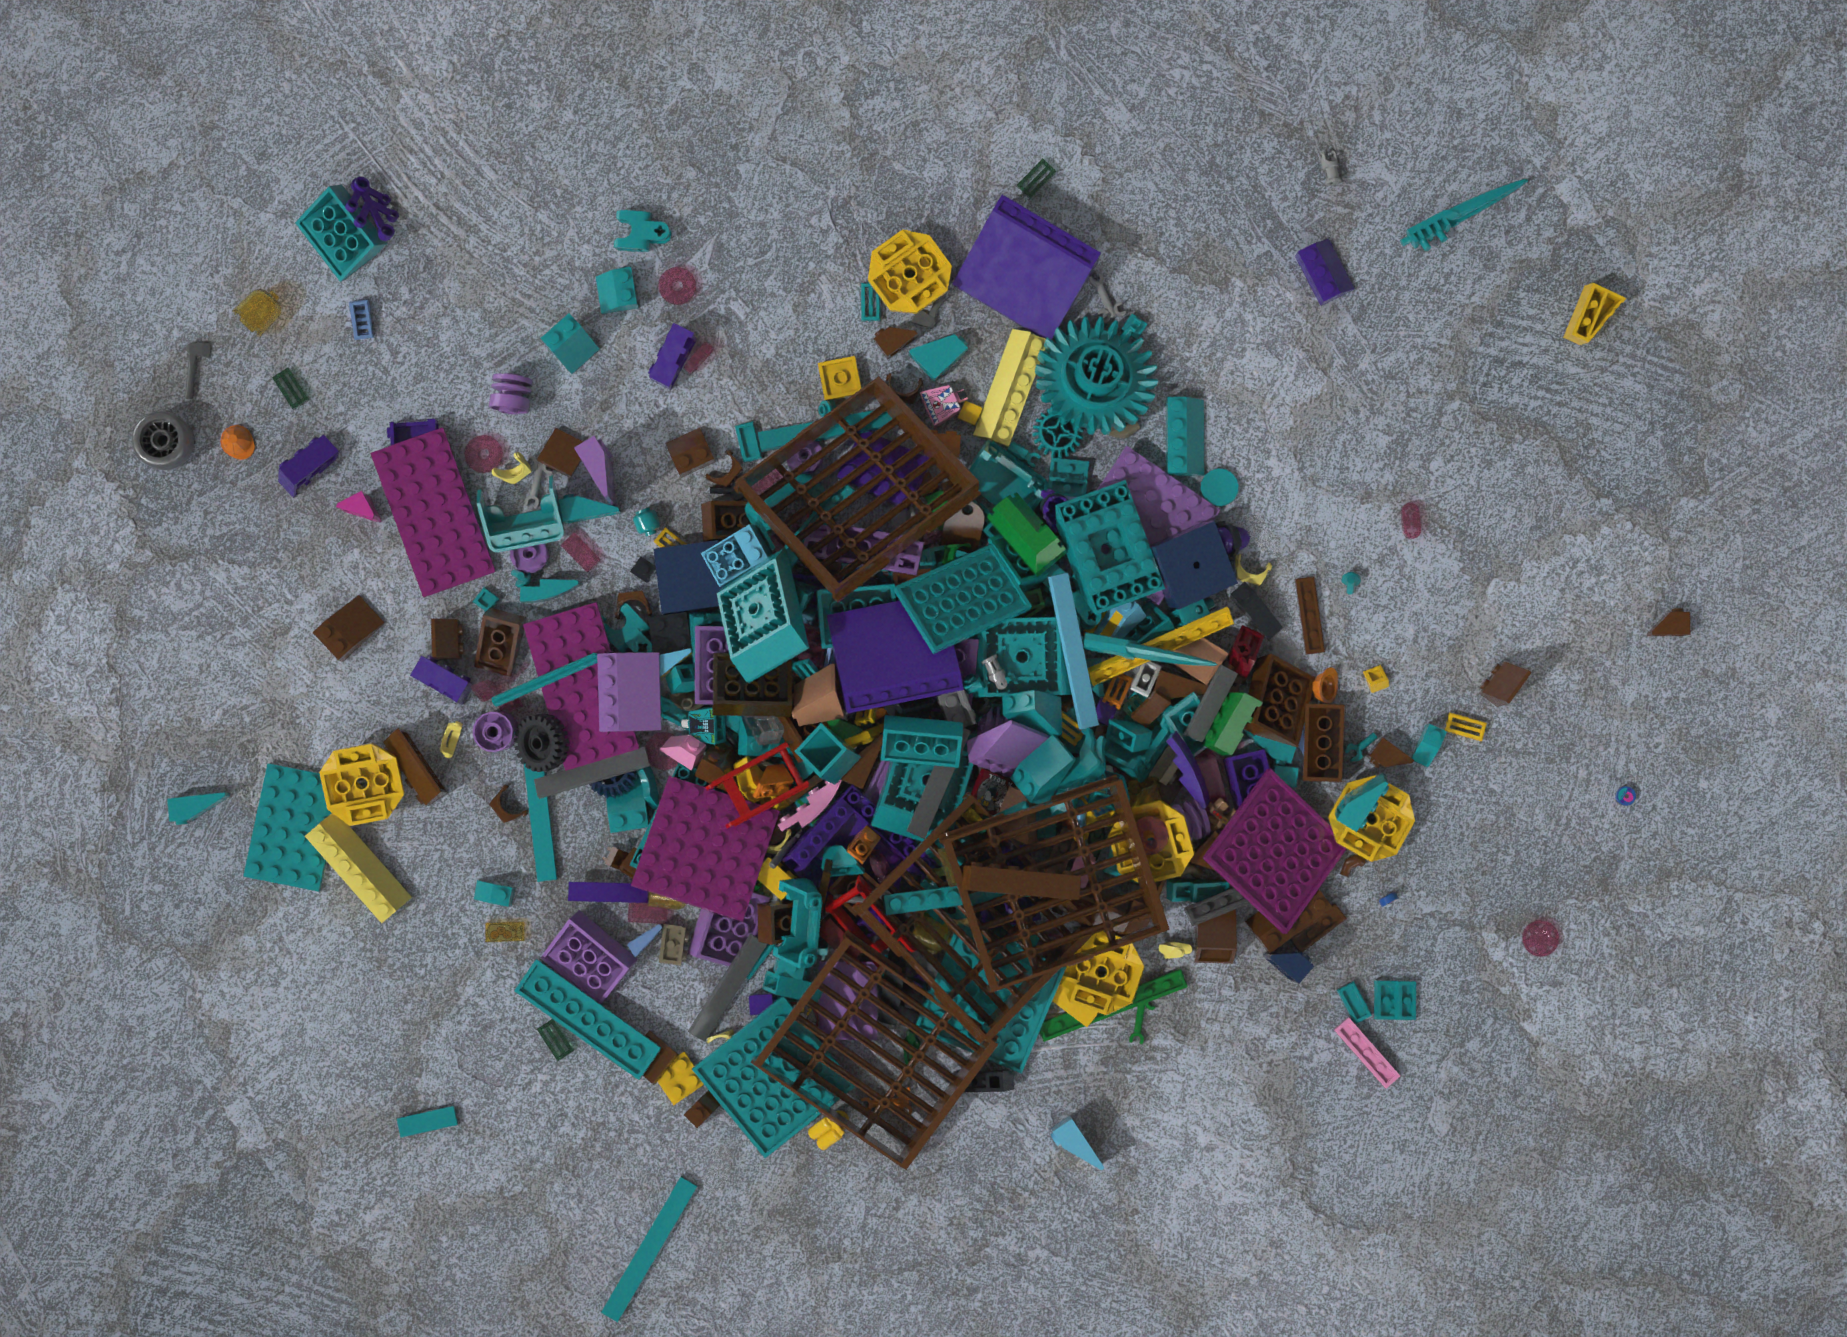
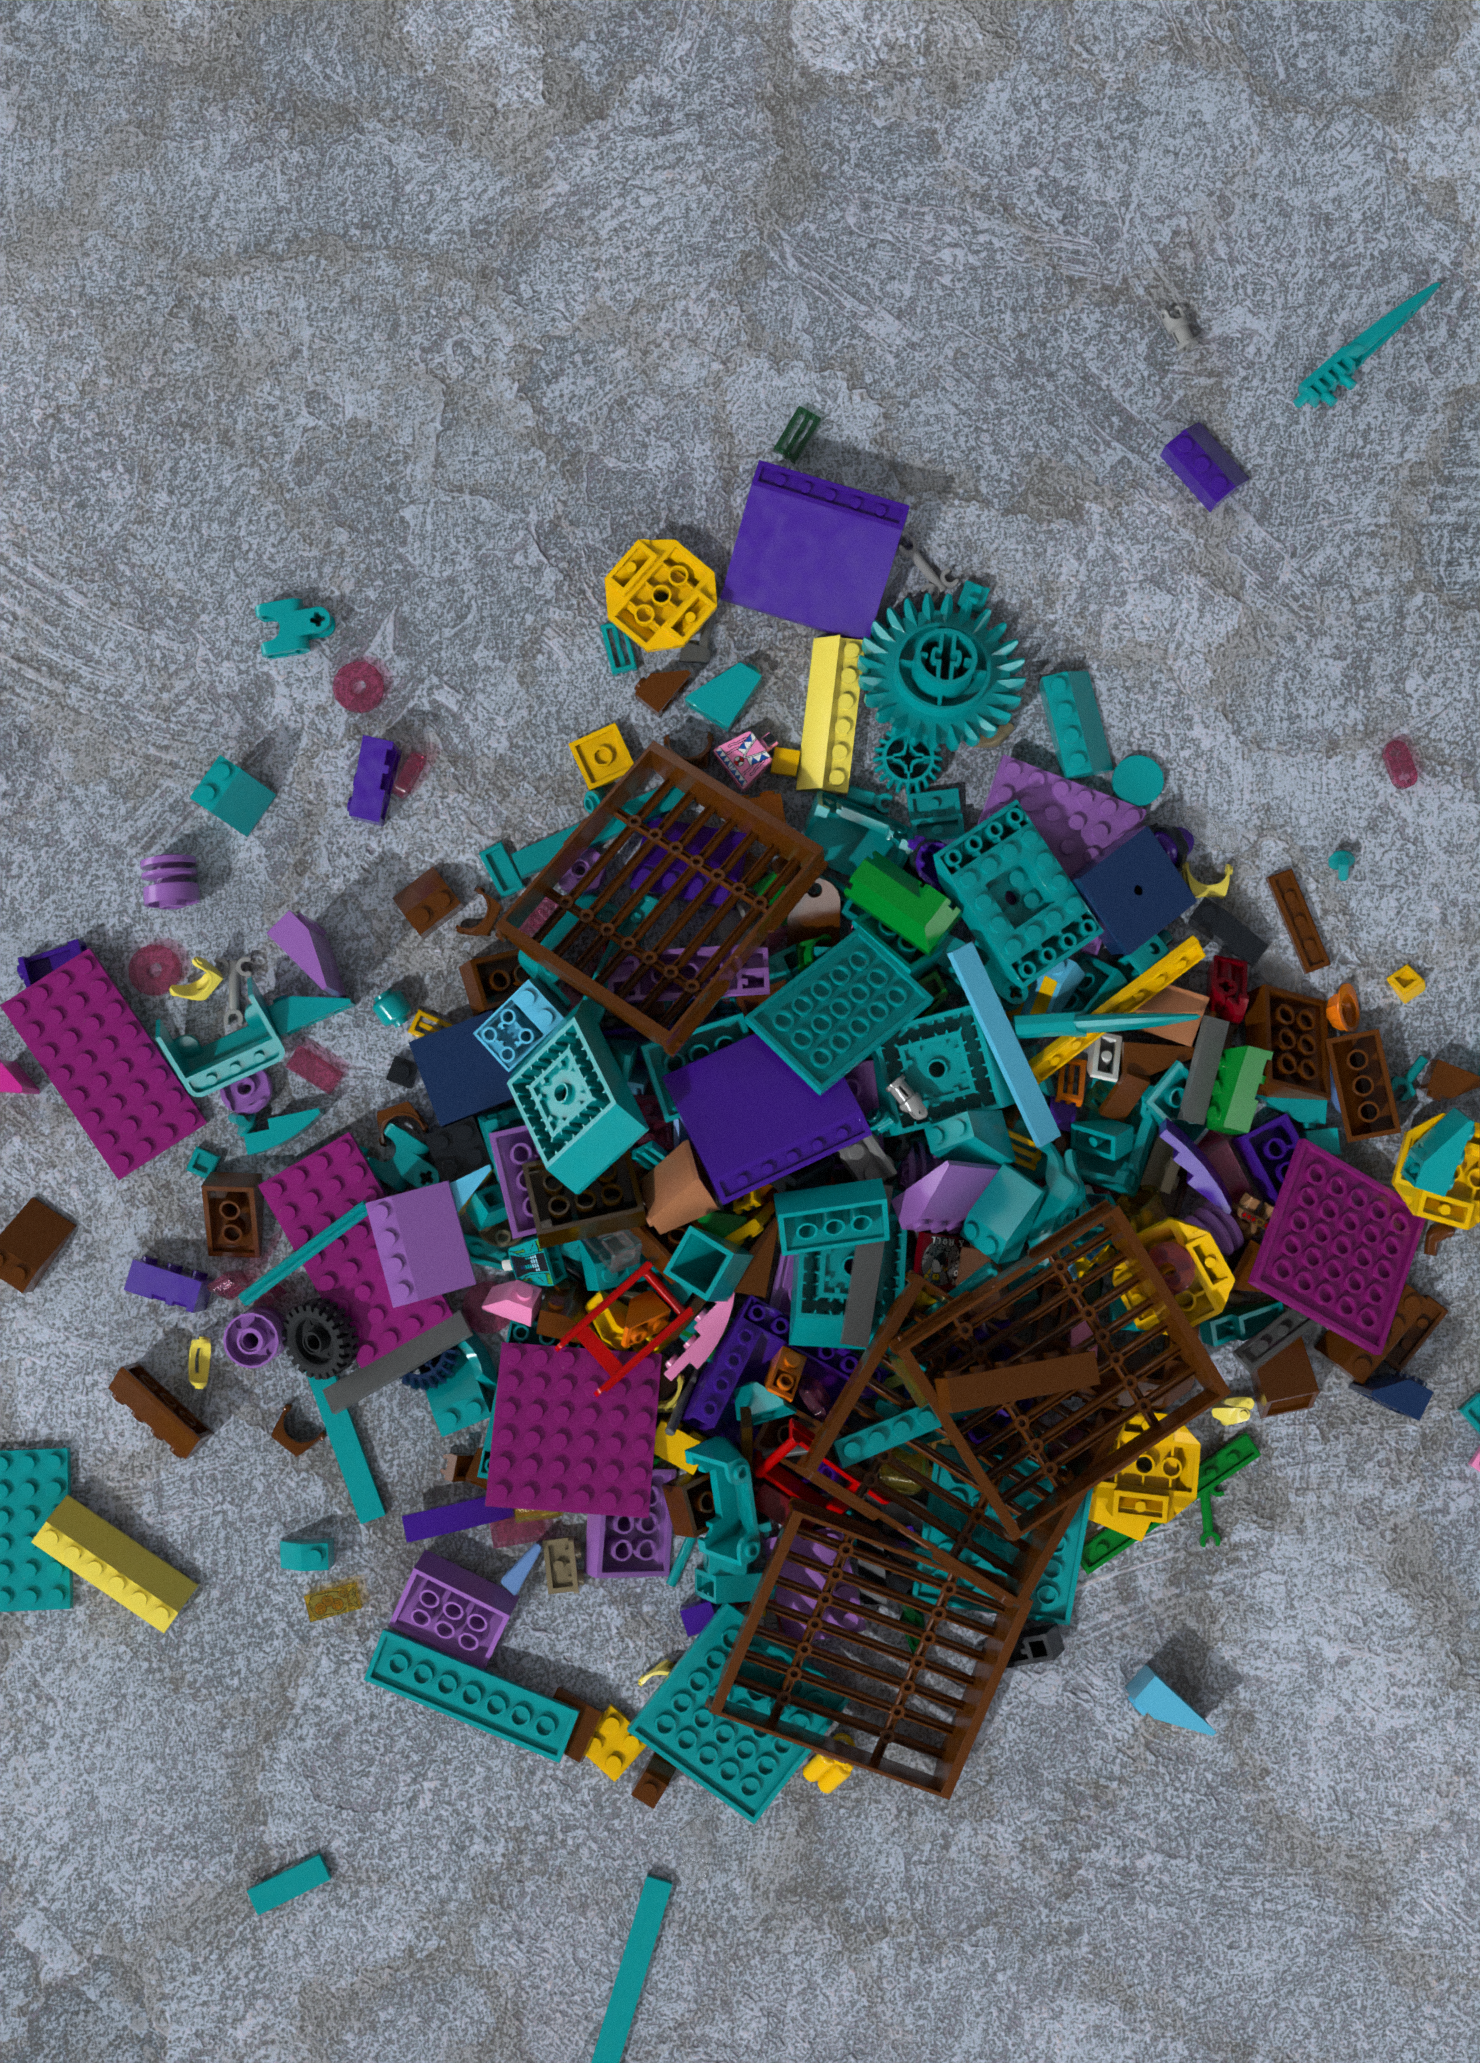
camera: 10 degrees left, 0 degrees up
(360, 803) = (87, 1477): yellow piece -> none
(447, 639) = (161, 1228): reddish brown slope -> none
(546, 1026) = (428, 1738): clear green tile -> none
(560, 453) = (253, 946): reddish brown tile -> none
(617, 290) = (281, 711): teal slope -> none
(725, 490) = (488, 941): black bar -> none
(727, 988) = (648, 1607): dark grey tile -> none
(902, 1101) = (912, 1702): orange bar -> none

